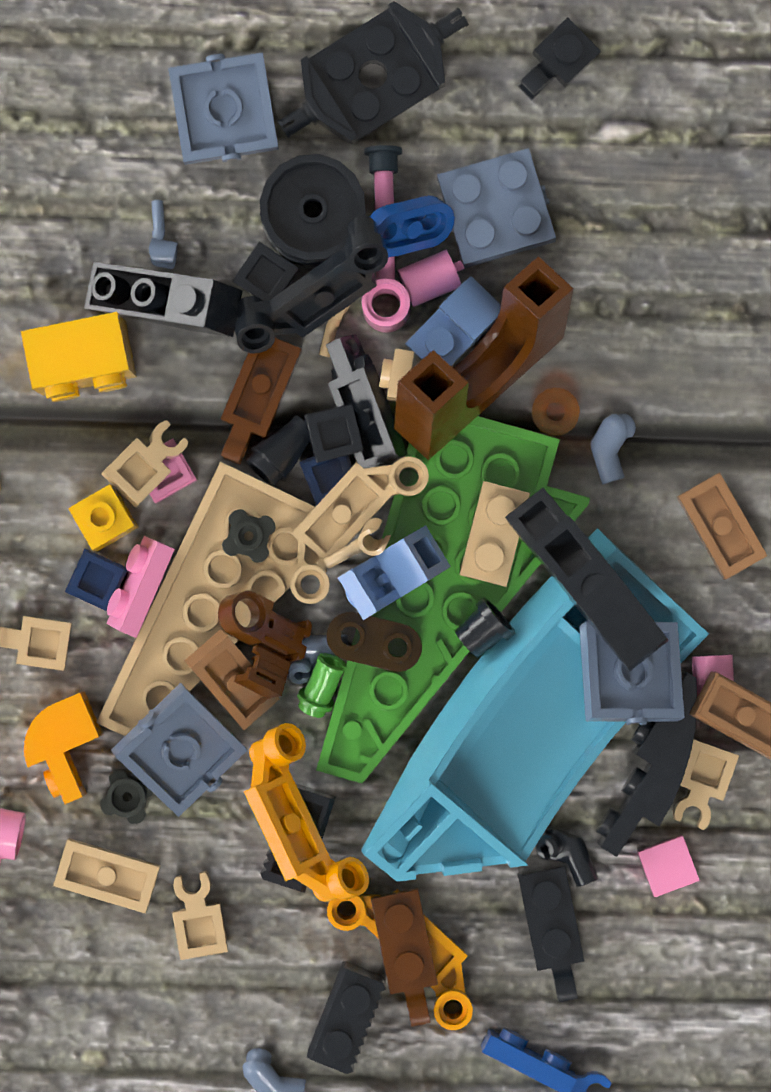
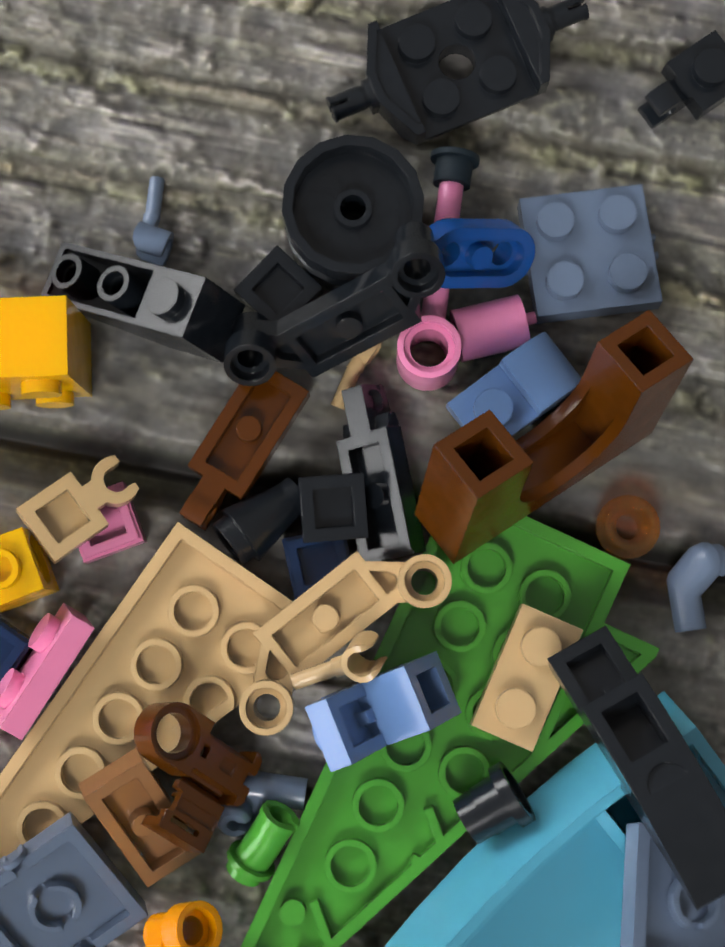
camera: 10 degrees right, 5 degrees down
(223, 108) = (259, 74): sand blue plate -> none
(255, 548) = (179, 633): pearl dark grey plate -> none
(374, 642) = (341, 799): dark brown plate -> none
(394, 370) = (425, 435): tan plate -> none

